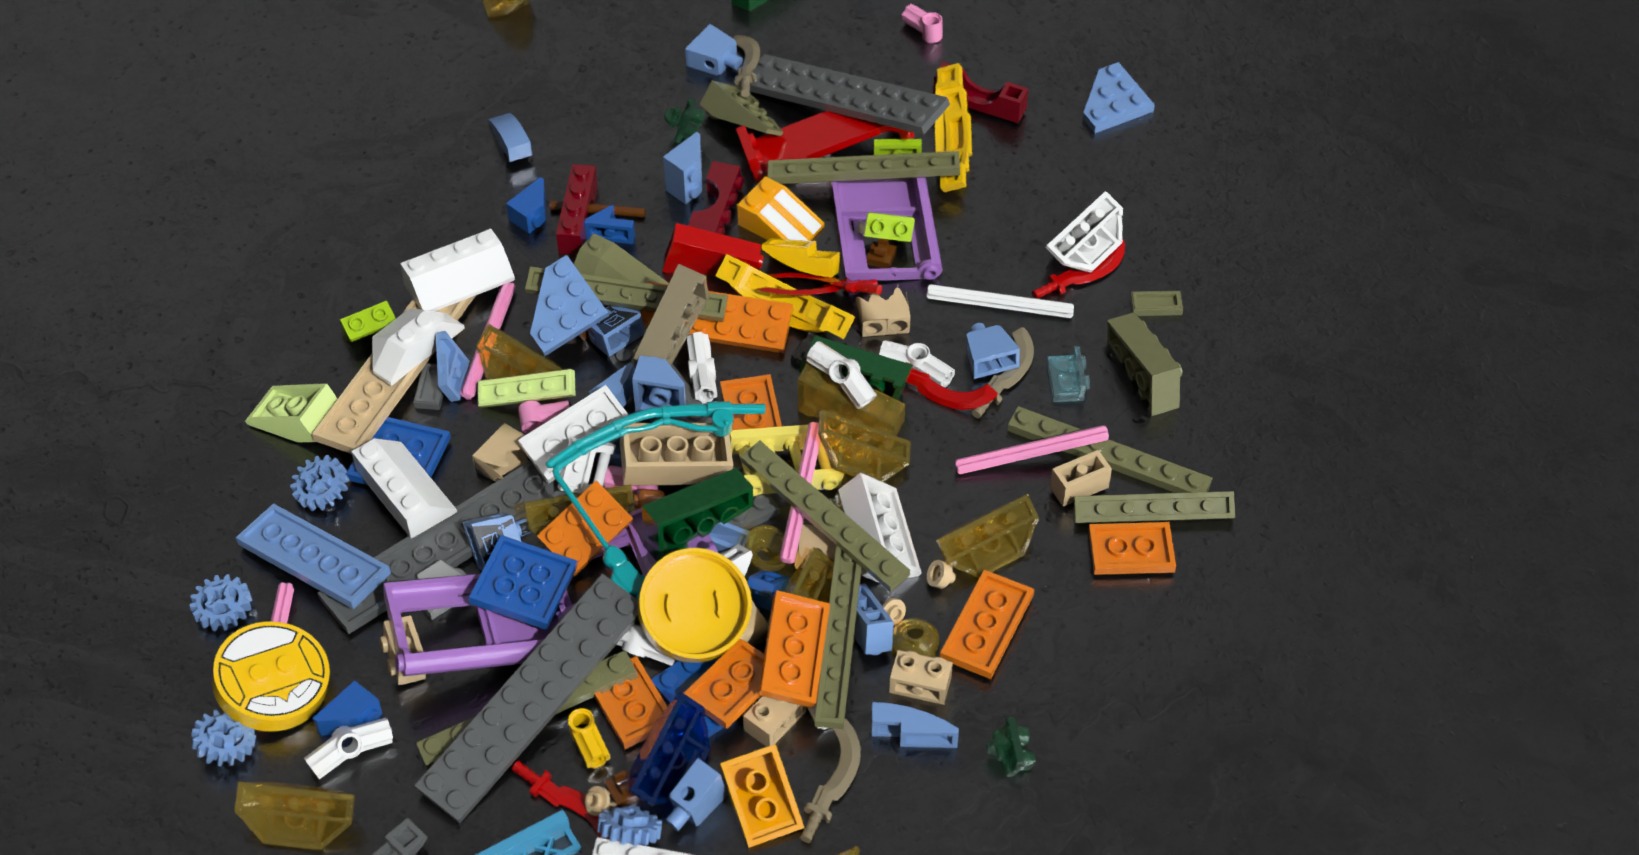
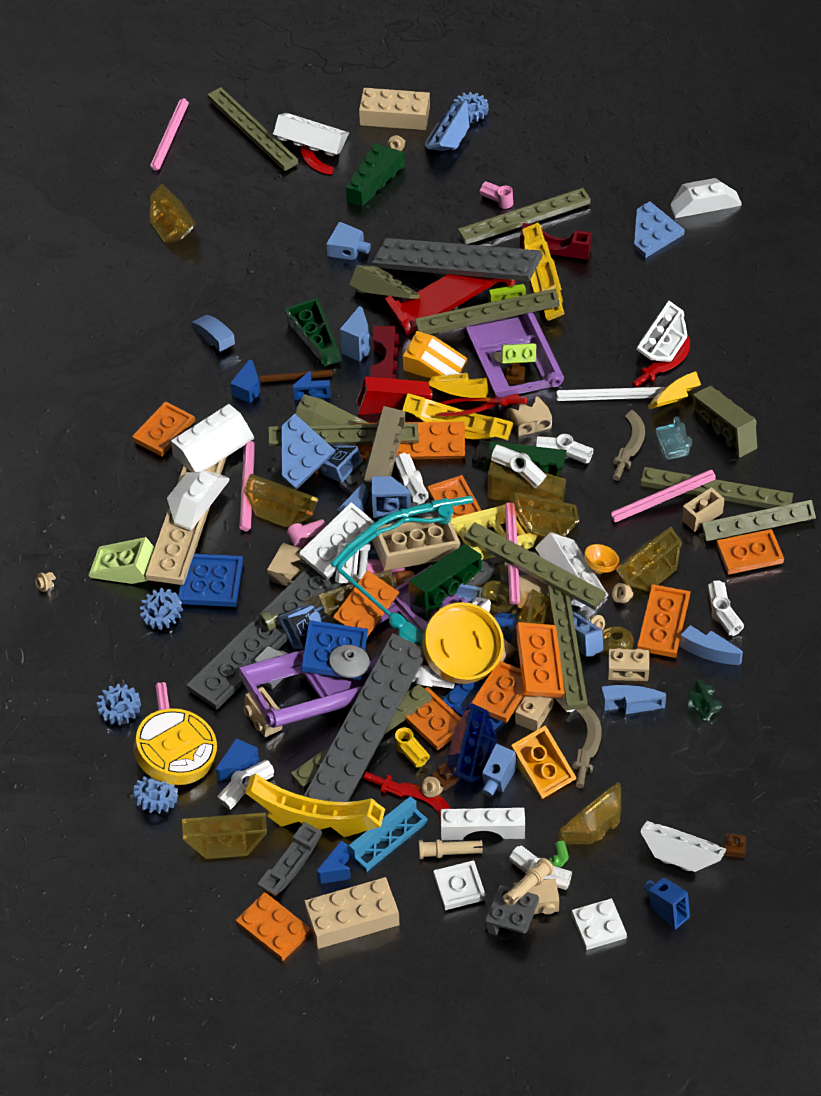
camera: 10 degrees left, 0 degrees up
(186, 419) = (44, 581): none -> tan plate
(313, 556) = (175, 659): medium blue plate -> none
(366, 321) = (156, 488): lime bracket -> none
(391, 794) = (288, 808): none -> yellow arch
(402, 485) = (222, 600): white slope -> none
(404, 243) = (163, 427): none -> orange plate
(428, 393) = (216, 526): dark grey tile -> none
(451, 366) = (229, 509): medium blue wing -> none
(451, 525) = (268, 620): none -> olive tile
(526, 388) = (290, 515): yellowish green tile -> none
(536, 610) = (346, 666): none -> light grey dish
(578, 195) = (283, 379): dark red arch -> none
(629, 825) = (459, 798): medium blue gear -> none
(636, 150) = (313, 328): none -> dark green wedge
(676, 117) = (343, 297): clear green hips -> none
(752, 56) = (378, 246): dark tan sword -> none
(924, 515) = (601, 555): none -> light orange piece
(948, 397) = (596, 470): red sword -> none
(961, 53) = (524, 215): none -> olive plate
(991, 350) = (615, 430): medium blue torso -> none
(1041, 672) = (710, 647): none -> medium blue slope
(1074, 633) = (721, 608): none -> white piece
(1086, 311) = (676, 391): none -> yellow slope
(1156, 303) = (723, 376): olive tile -> none
(1190, 69) = (703, 197): none -> white wedge

